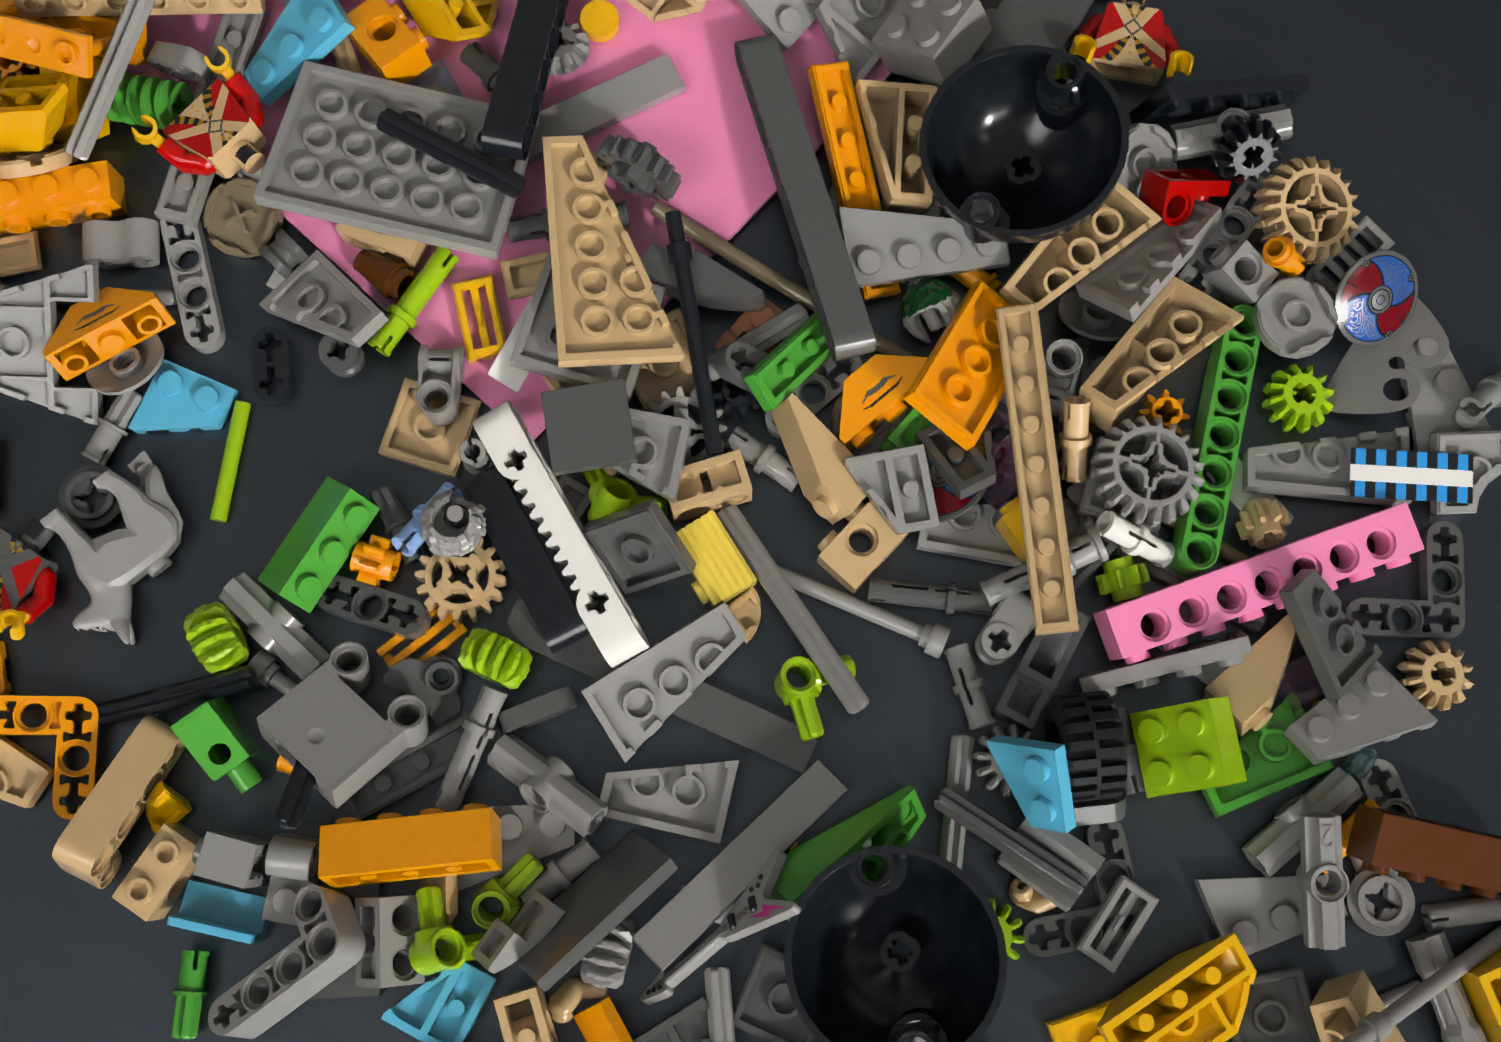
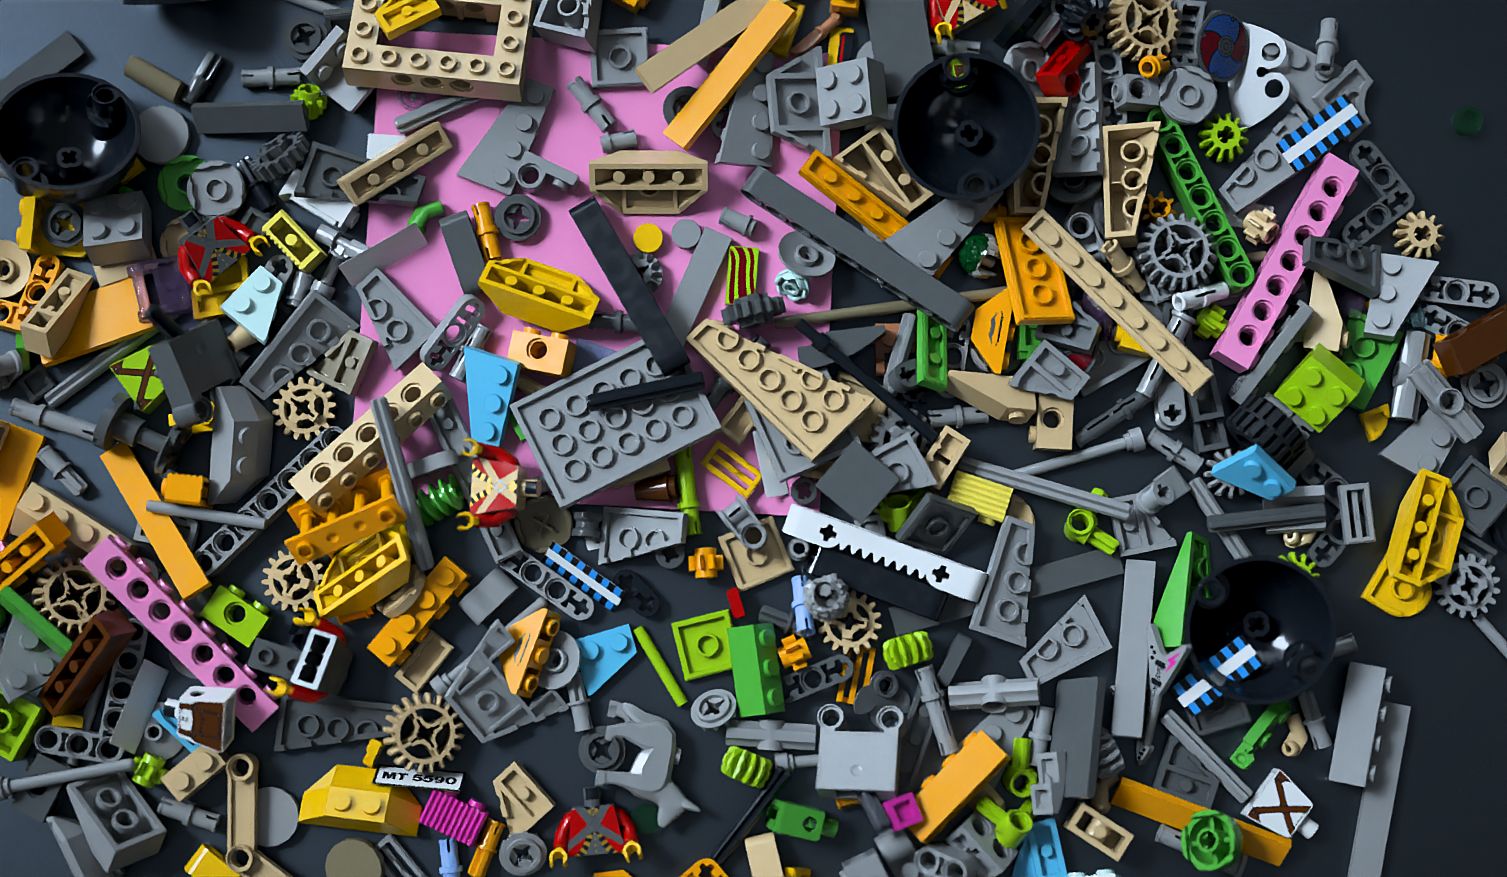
camera: 35 degrees left, 5 degrees up
(68, 604) = (645, 818): none -> clear green tile
(225, 543) = (718, 699): none -> light grey gear
(232, 303) = (583, 576): none -> sticker
(292, 474) = (703, 644): none -> lime tile
(324, 824) = (902, 811): none -> dark pink plate
(362, 459) = (735, 603): none -> red tile
(367, 391) = (705, 563): none -> light orange gear
(521, 397) = (794, 493): none -> dark grey bush
(641, 45) = (686, 234): none -> light grey tile
(669, 125) = (741, 273): none -> tile
(706, 179) = (792, 285): none -> light aqua plate
(710, 84) = (738, 221): none -> light grey pin
(742, 160) = (805, 256): none -> light grey dish
(839, 972) = (1233, 661): none -> sticker
(859, 740) = (1140, 531): none -> light grey wing
(918, 718) = (1162, 491): none -> light grey piece
(1221, 839) = (1375, 421): none -> yellow tile
(1441, 800) = (1474, 302): none -> light grey beam

